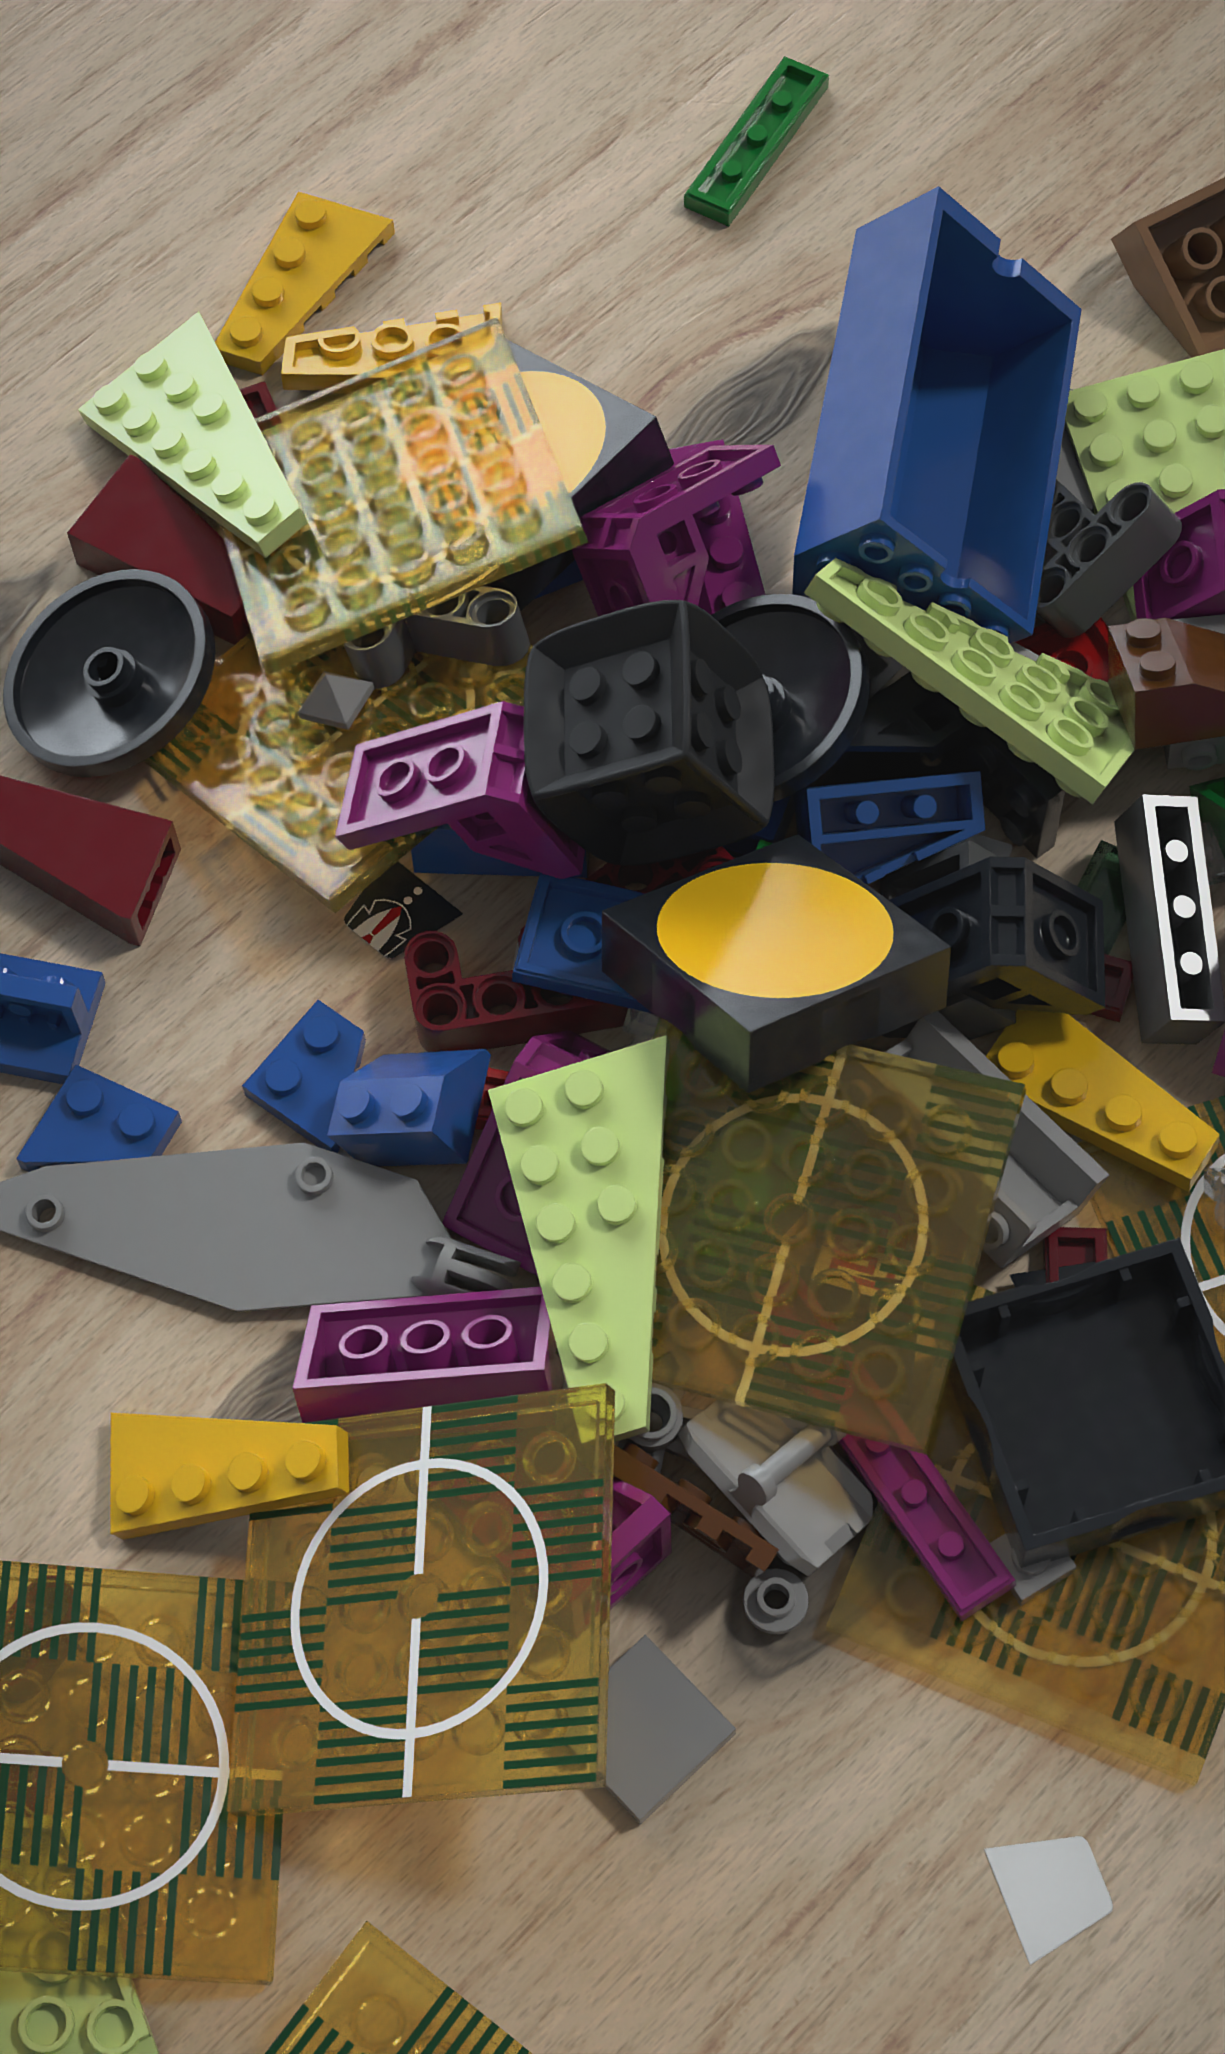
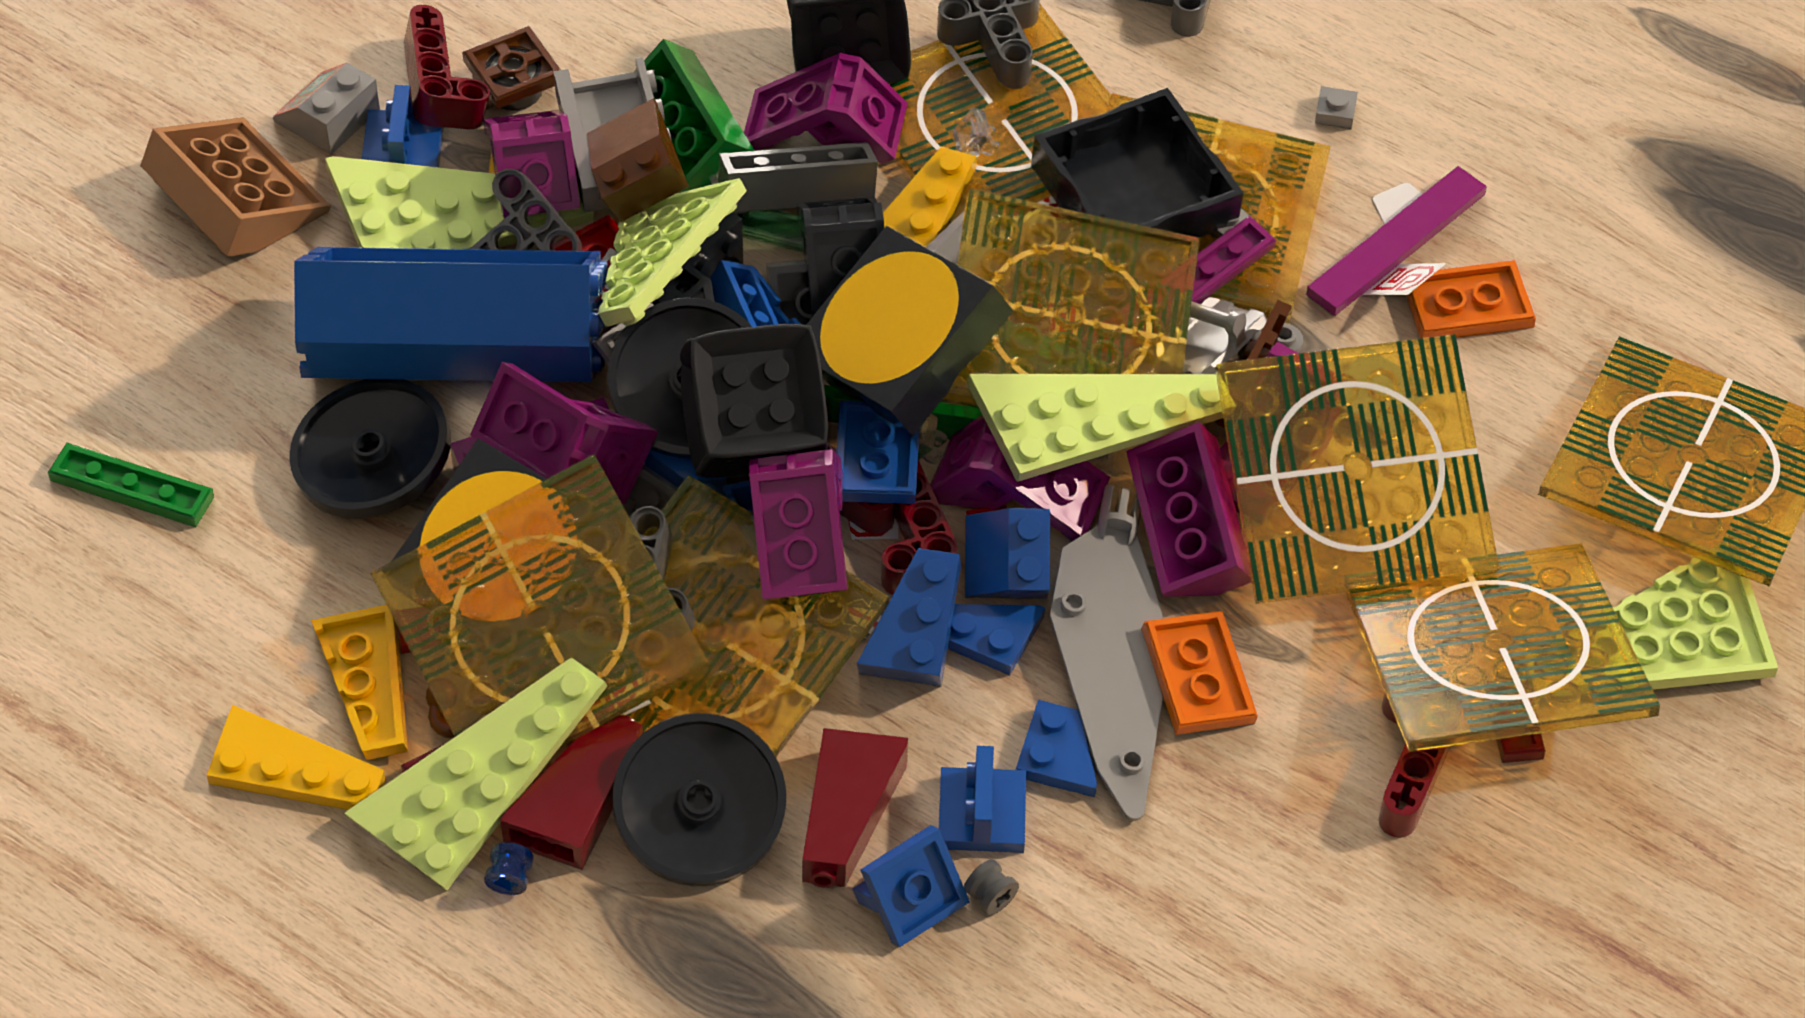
camera: 105 degrees left, 10 degrees down
(78, 472) = (508, 868): none -> clear blue wheel
(172, 1336) = (1199, 672): none -> orange tile
(213, 1469) = (1292, 629): yellow wing -> none
(312, 959) = (917, 622): none -> blue wedge
(336, 700) = (713, 637): light grey slope -> none
(739, 364) = (370, 448): none -> black dish
(824, 1942) = (1472, 301): none -> orange tile
(863, 1823) = (1404, 279): none -> white sticker
(976, 1853) = (1396, 241): none -> magenta tile

